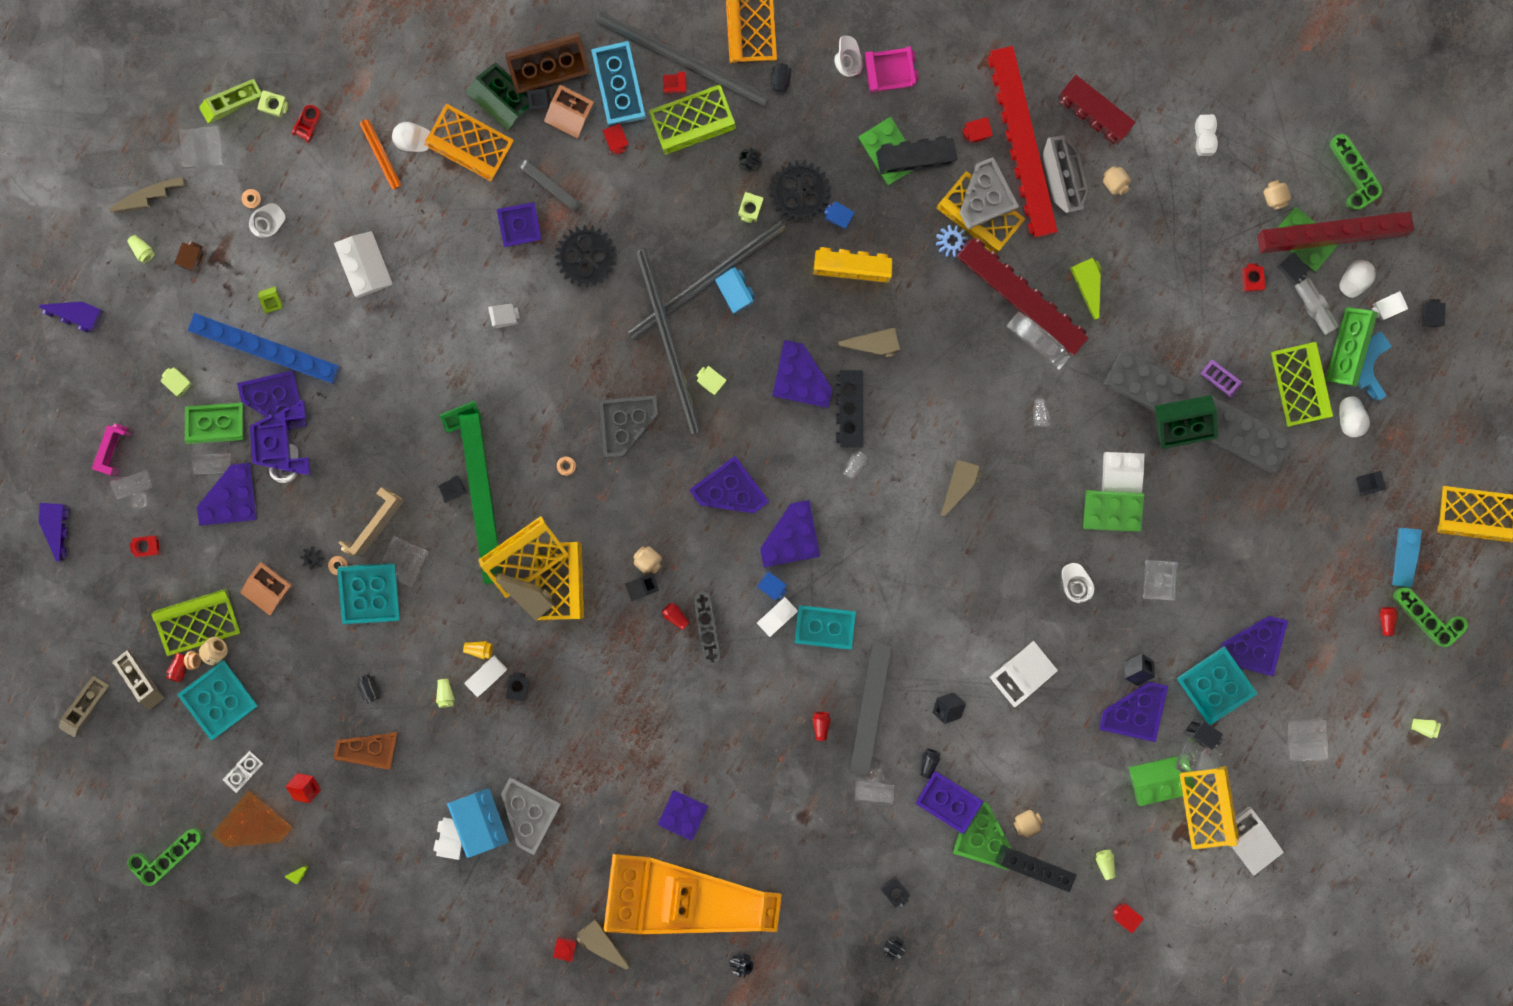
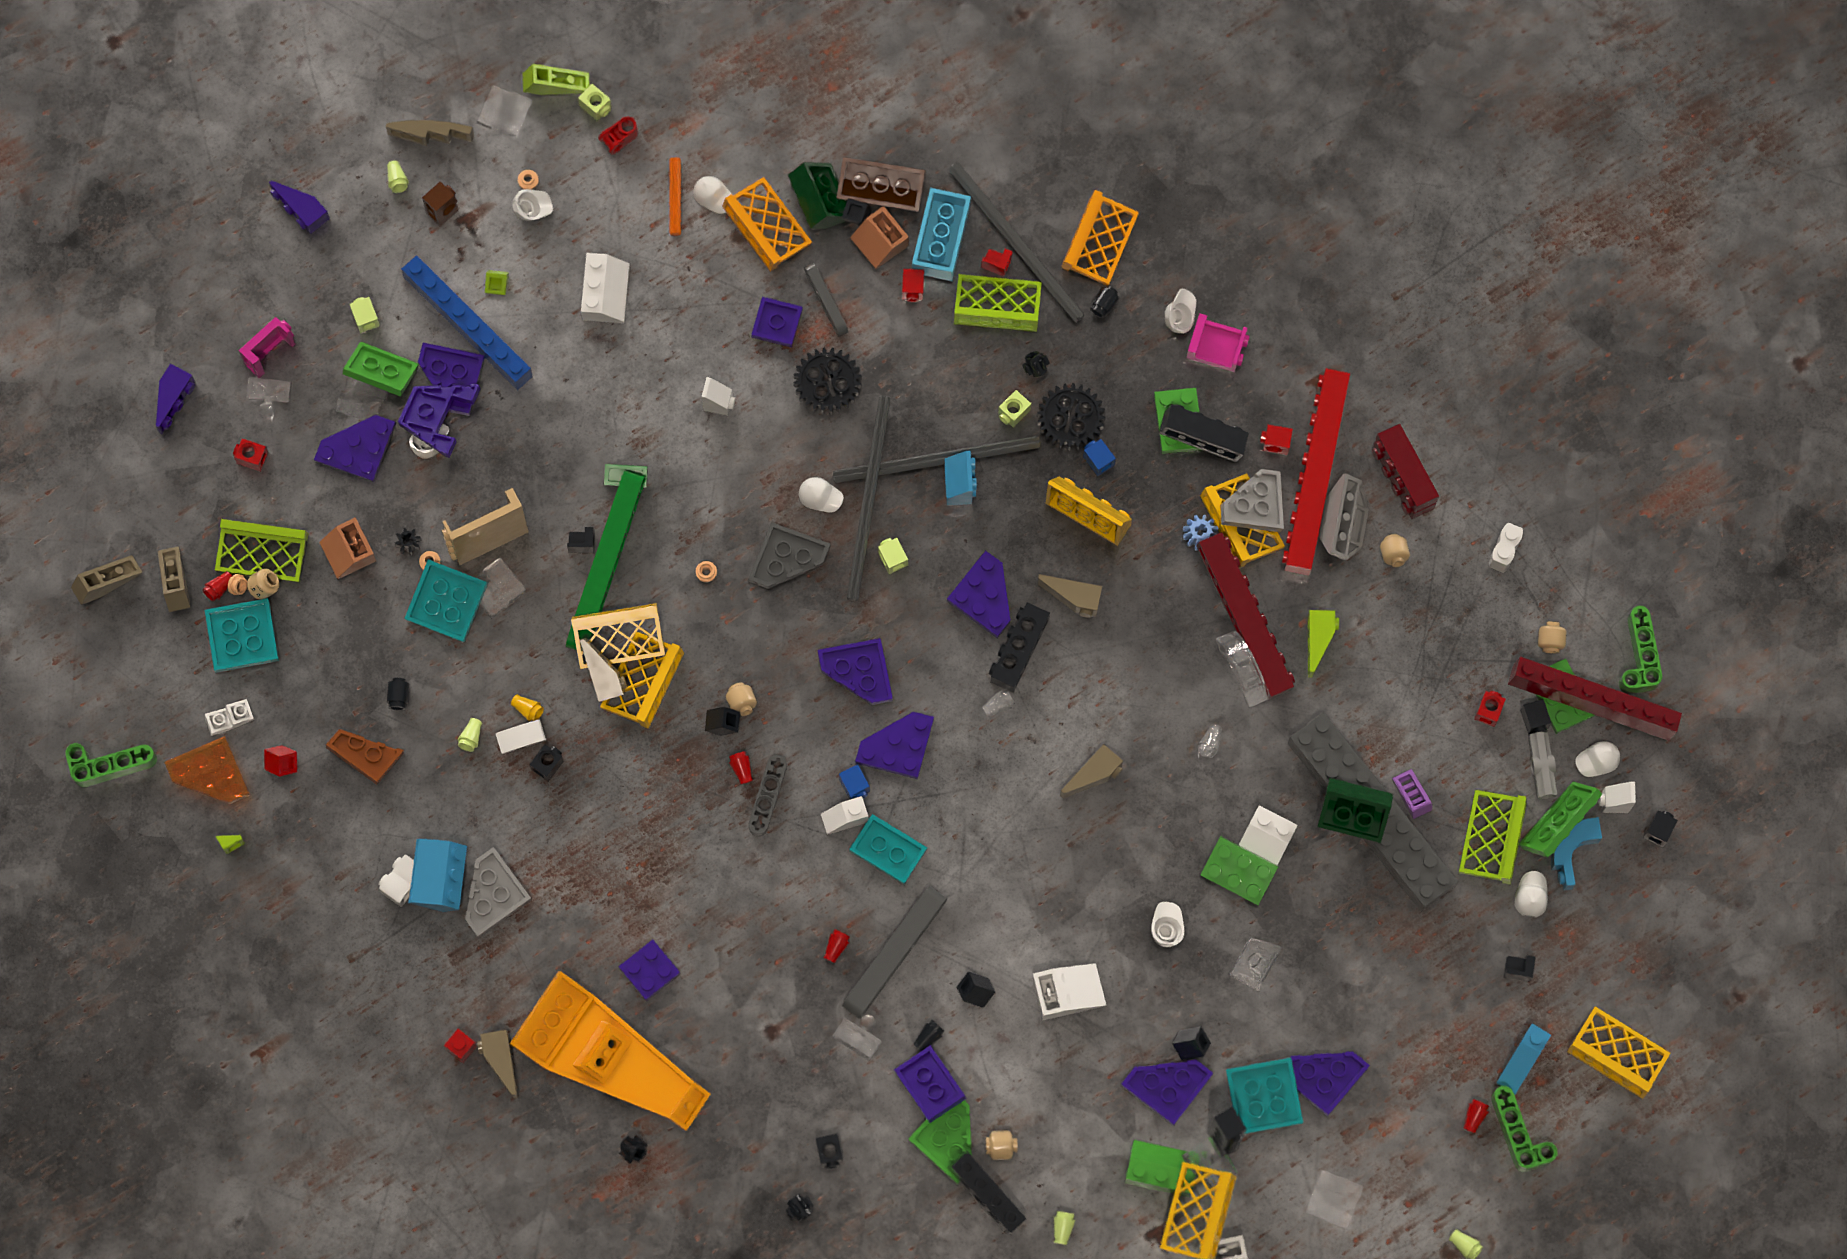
camera: 20 degrees right, 15 degrees down
(627, 356) = (820, 495): none -> white piece

